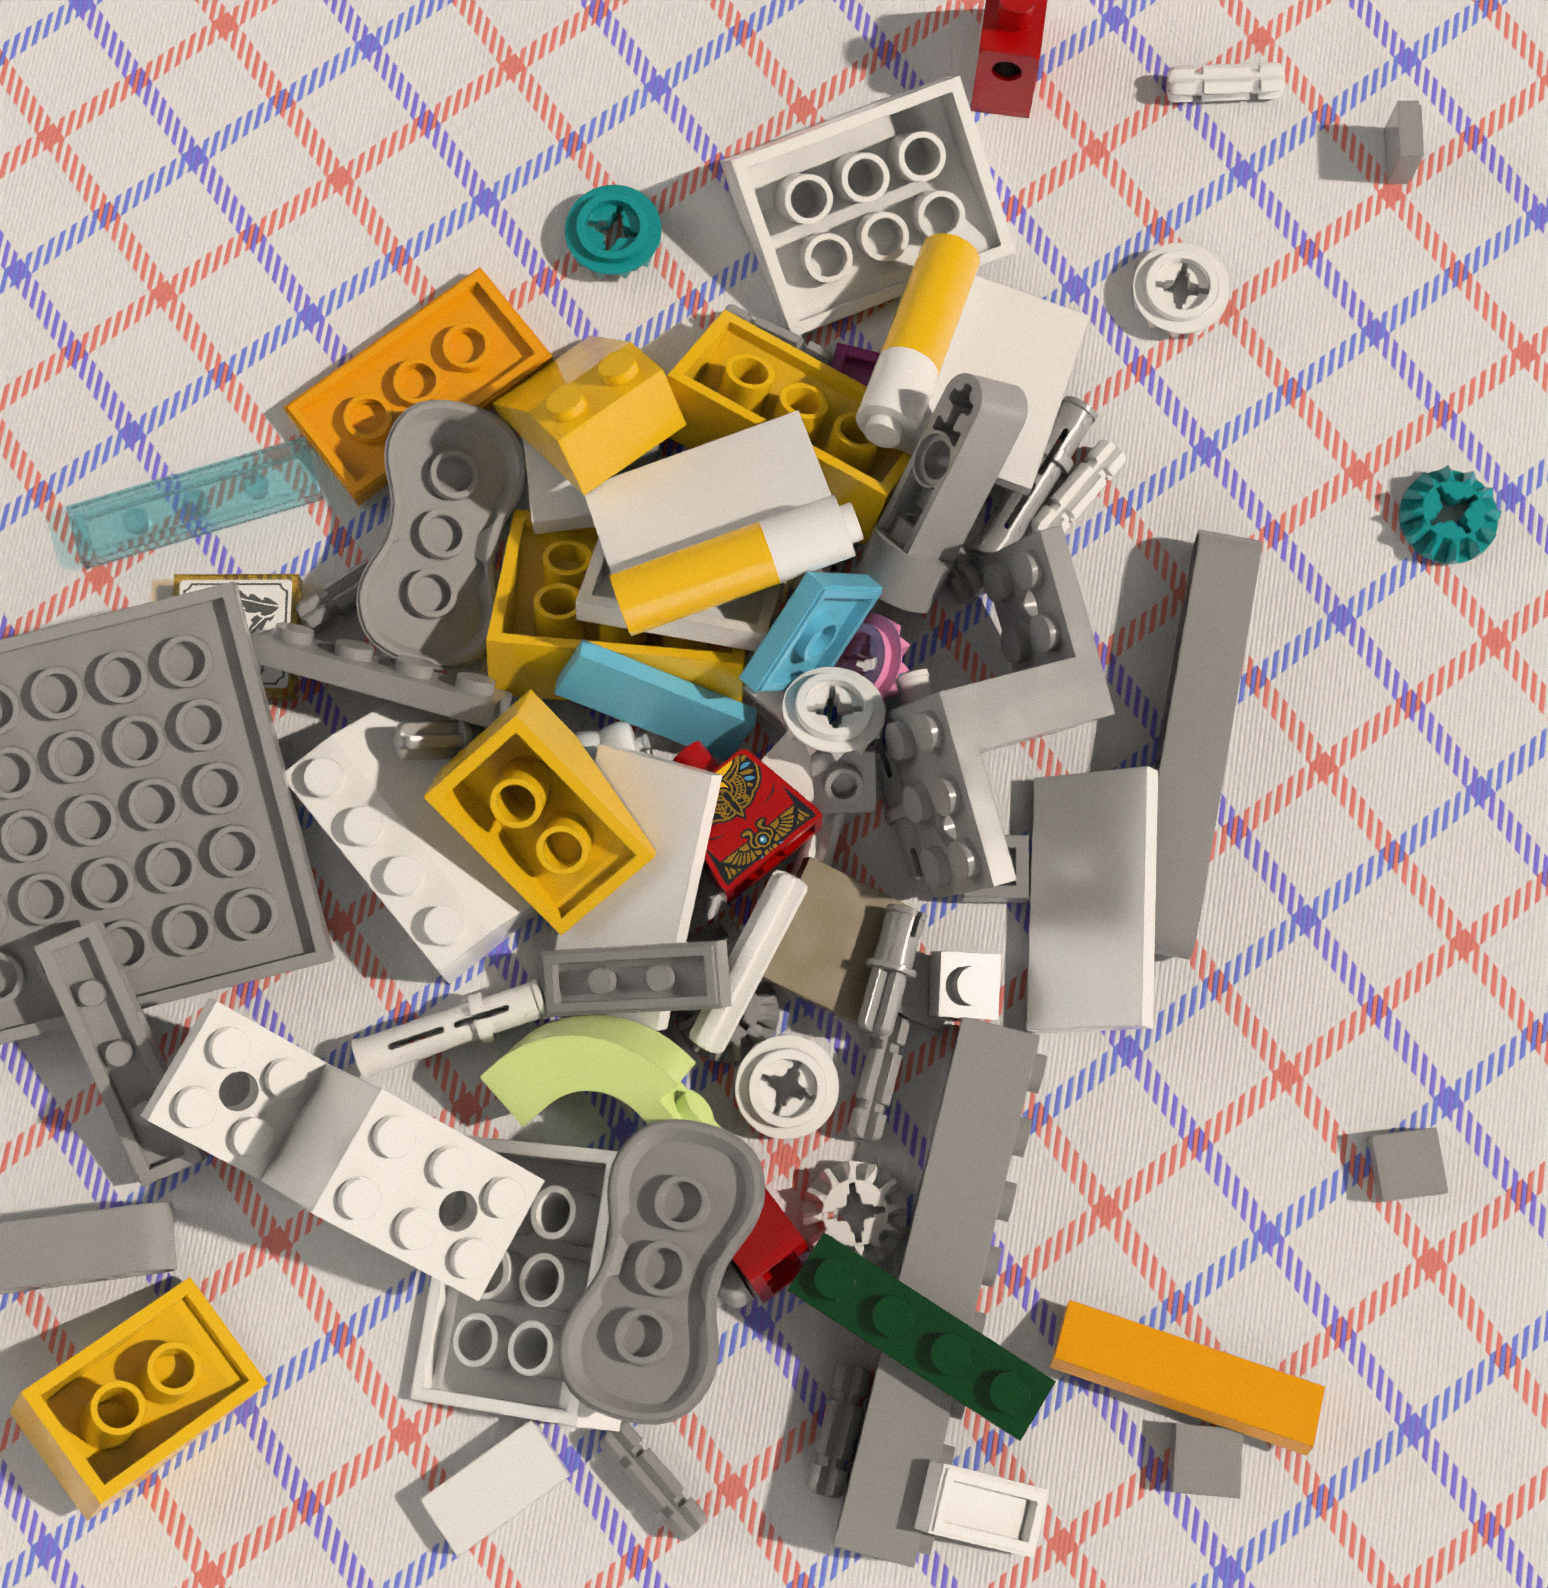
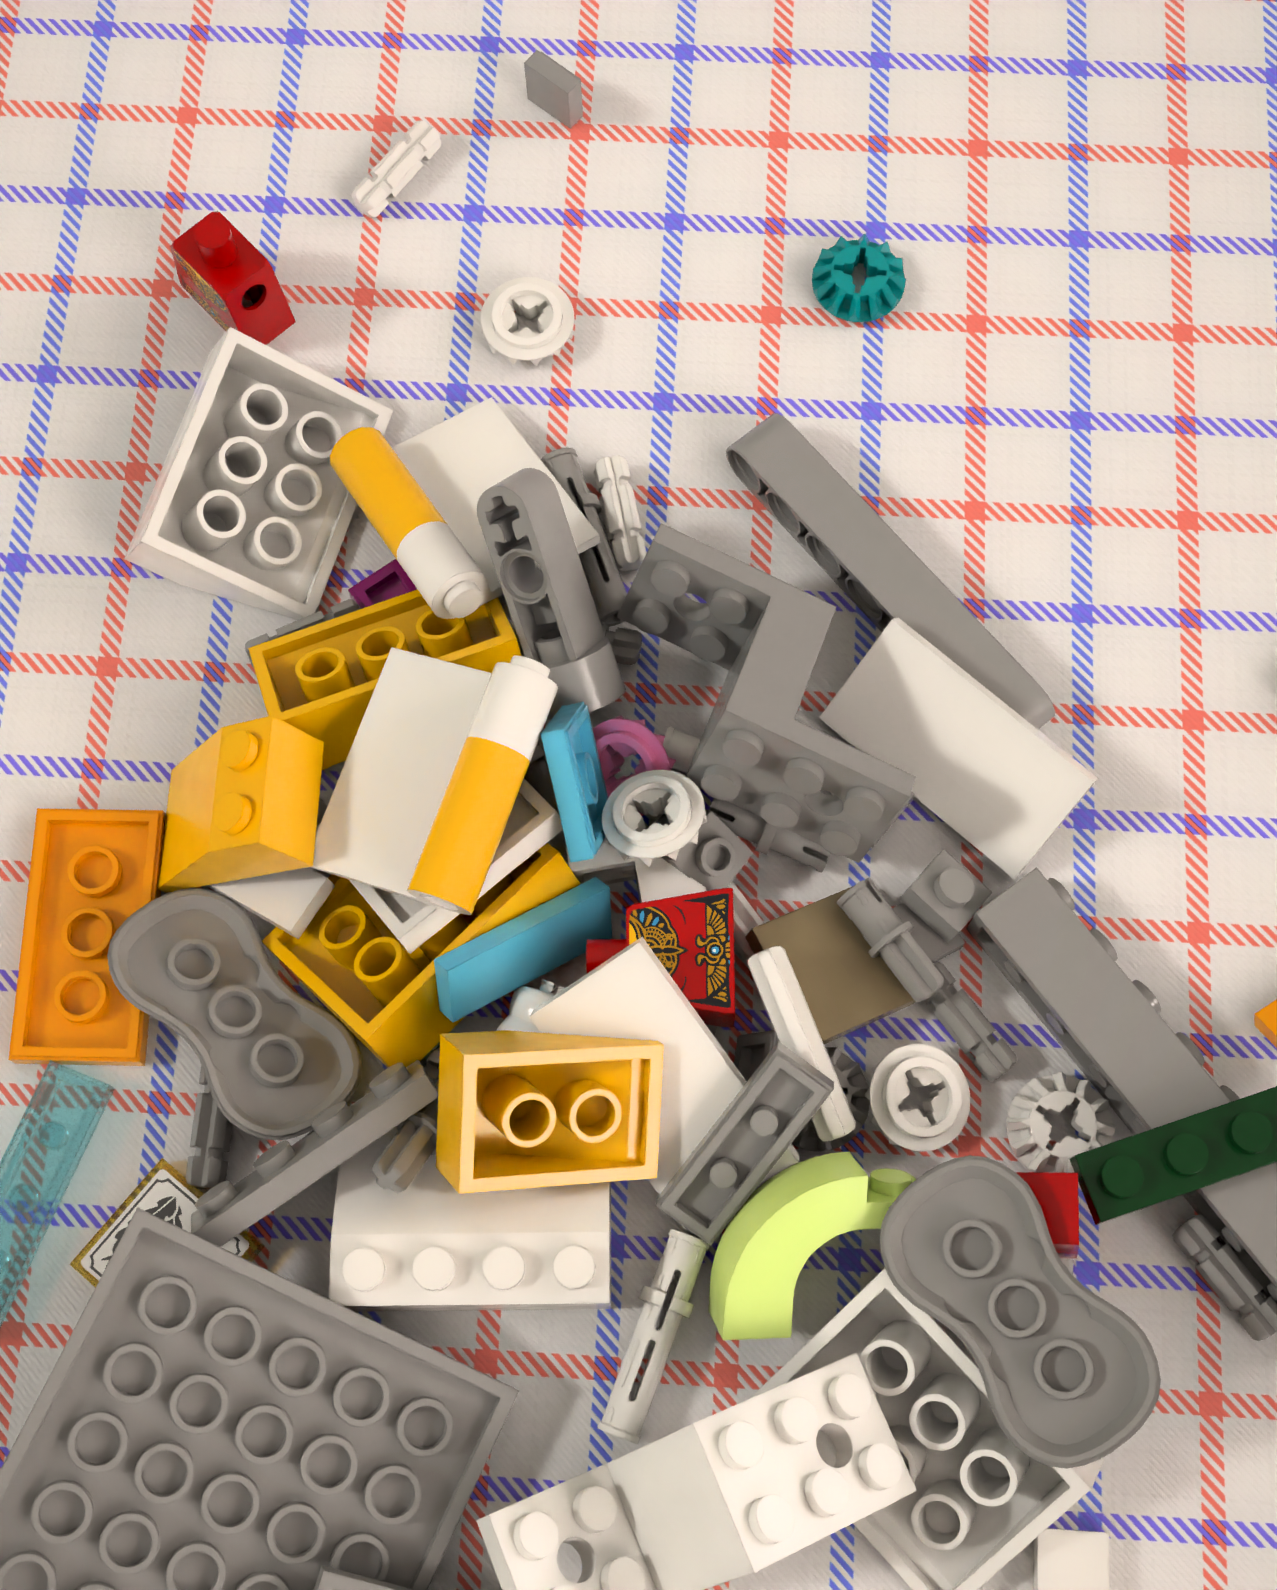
camera: 50 degrees left, 5 degrees down
(598, 211) = (114, 658): teal gear -> none
(653, 1481) = (1166, 1465): light grey axle -> none

